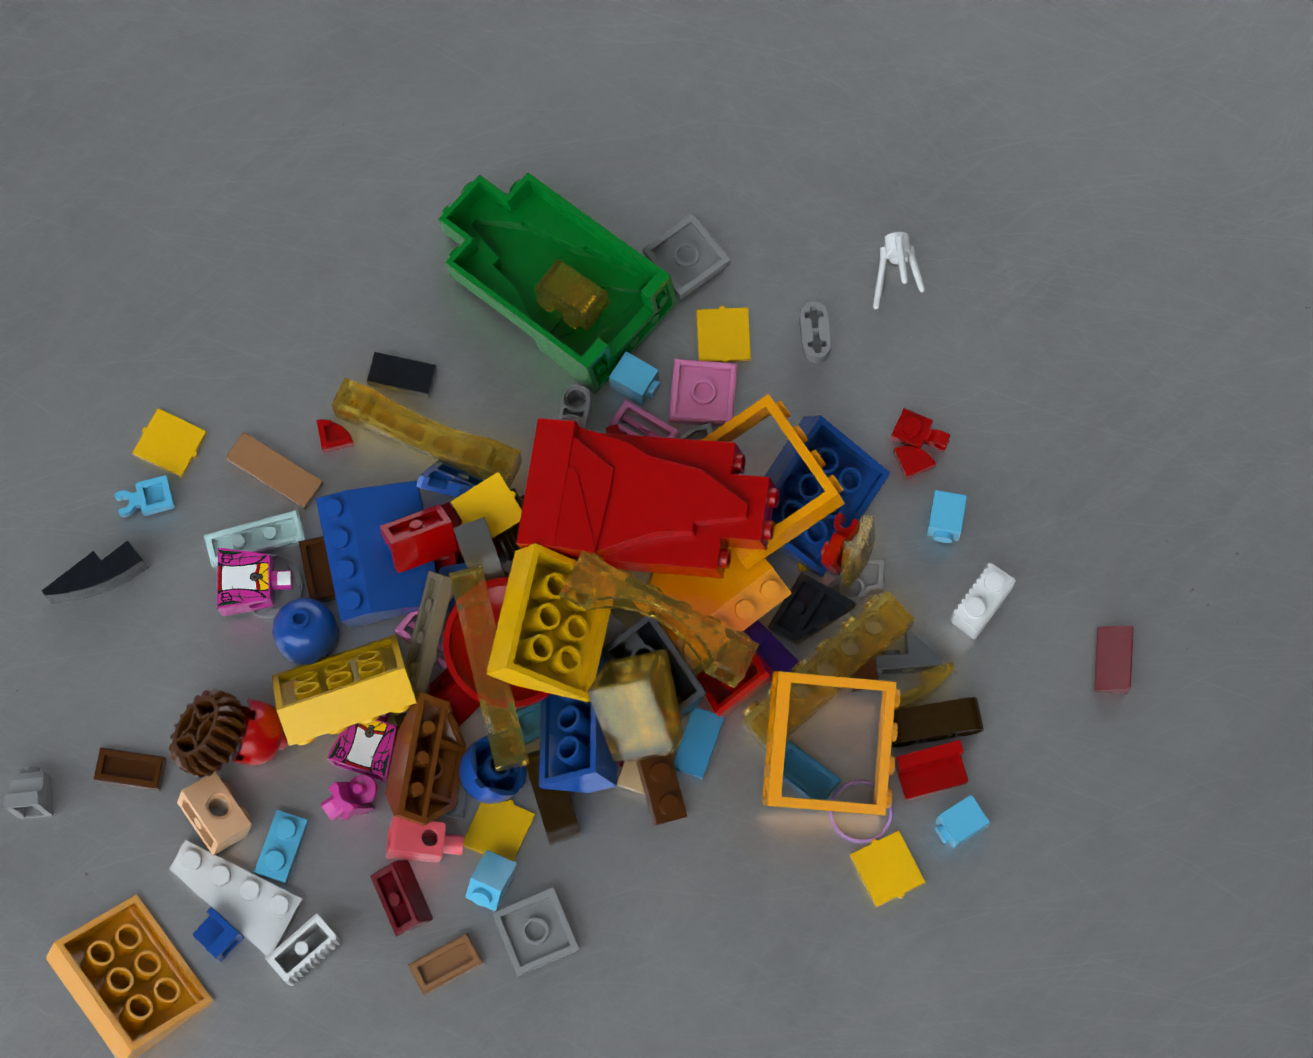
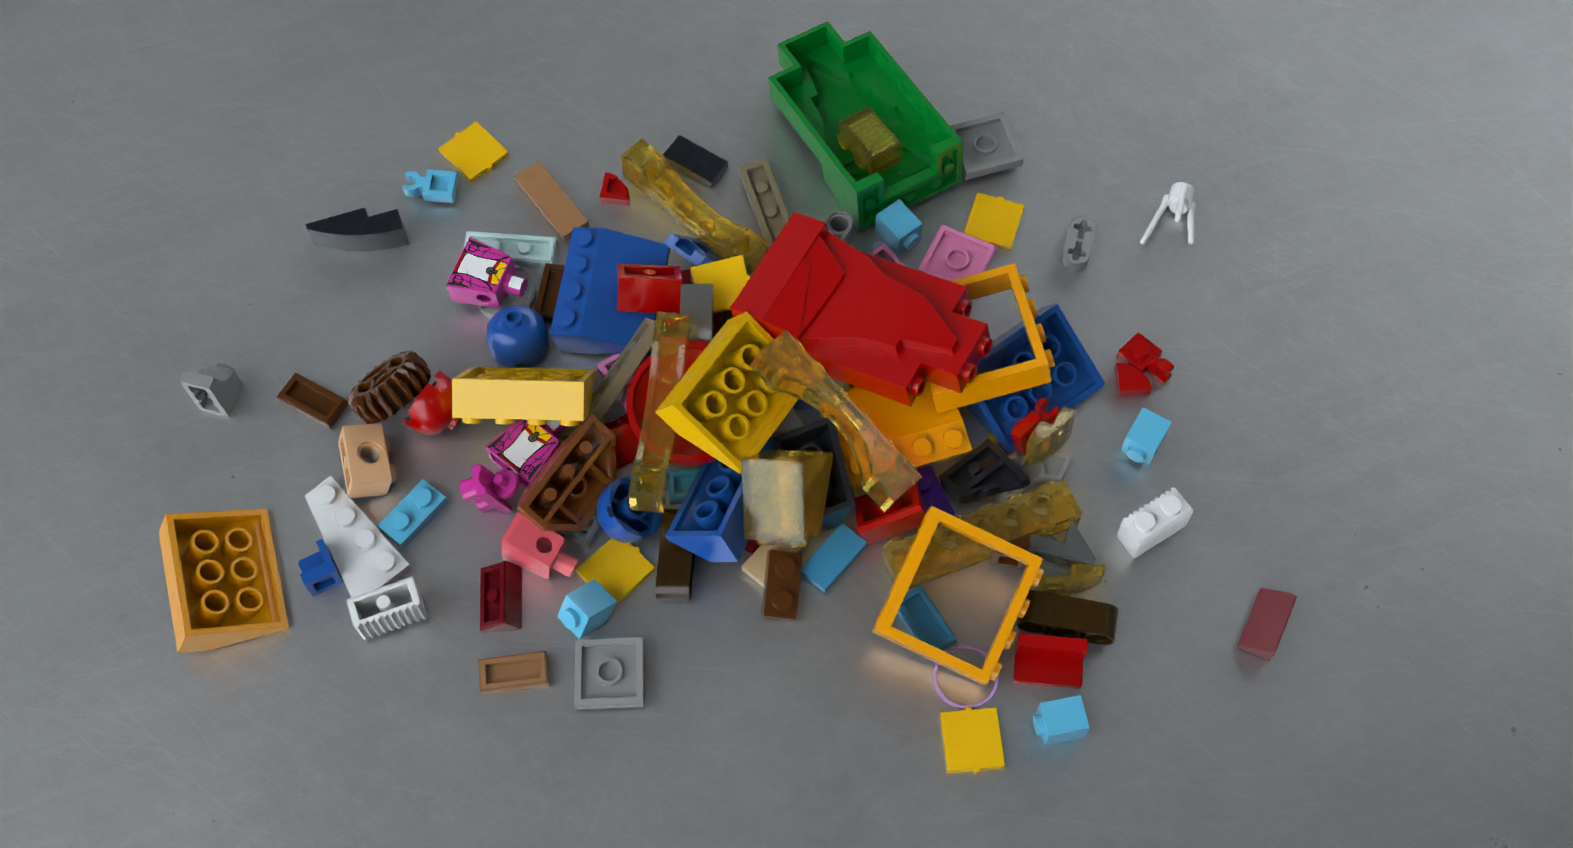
camera: 20 degrees right, 10 degrees down
(497, 402) = (764, 198): none -> dark tan plate

